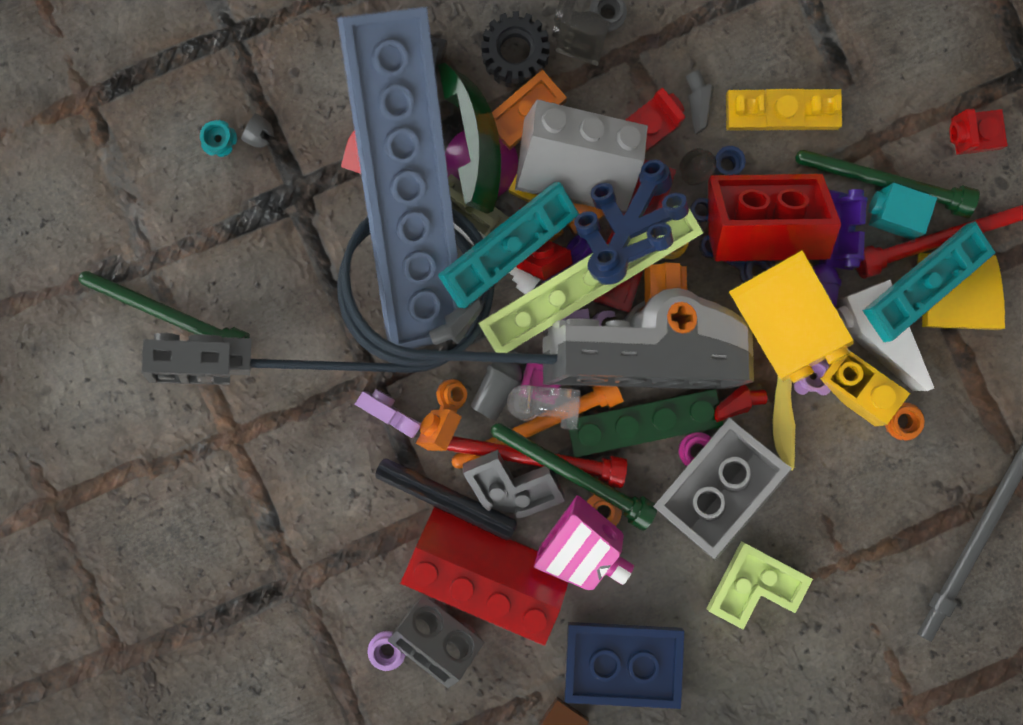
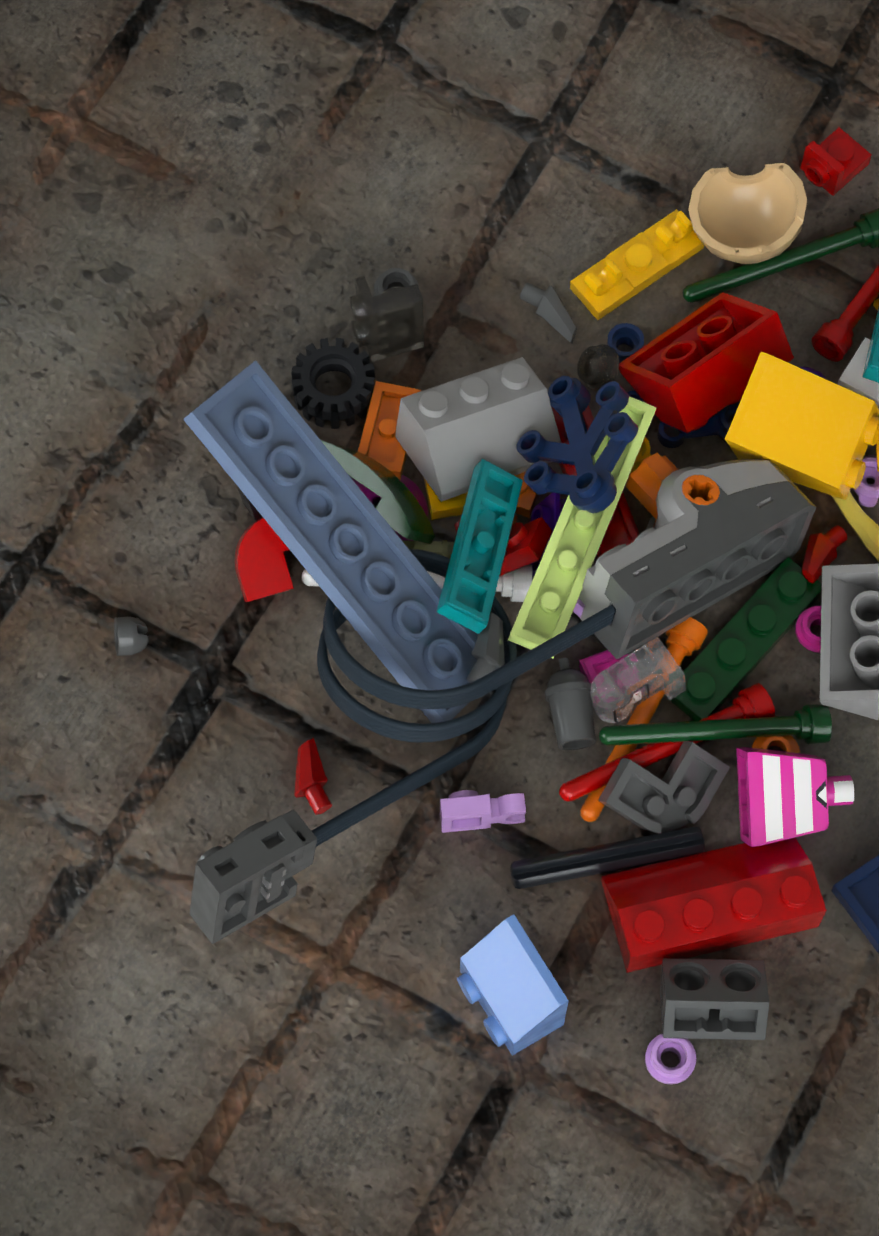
camera: 40 degrees left, 20 degrees down
(156, 308) = (118, 893): dark green piece -> none
(211, 131) = (91, 659): teal plate -> none
(303, 310) = (311, 778): none -> red bar
(318, 544) = (512, 987): none -> slope
(441, 424) = (546, 782): orange plate -> none
(661, 115) = (527, 339): red bracket -> none
(849, 244) = (802, 334): dark purple hinge -> none
(884, 131) = (748, 215): none -> tan cylinder
(901, 211) = (824, 275): teal brick -> none

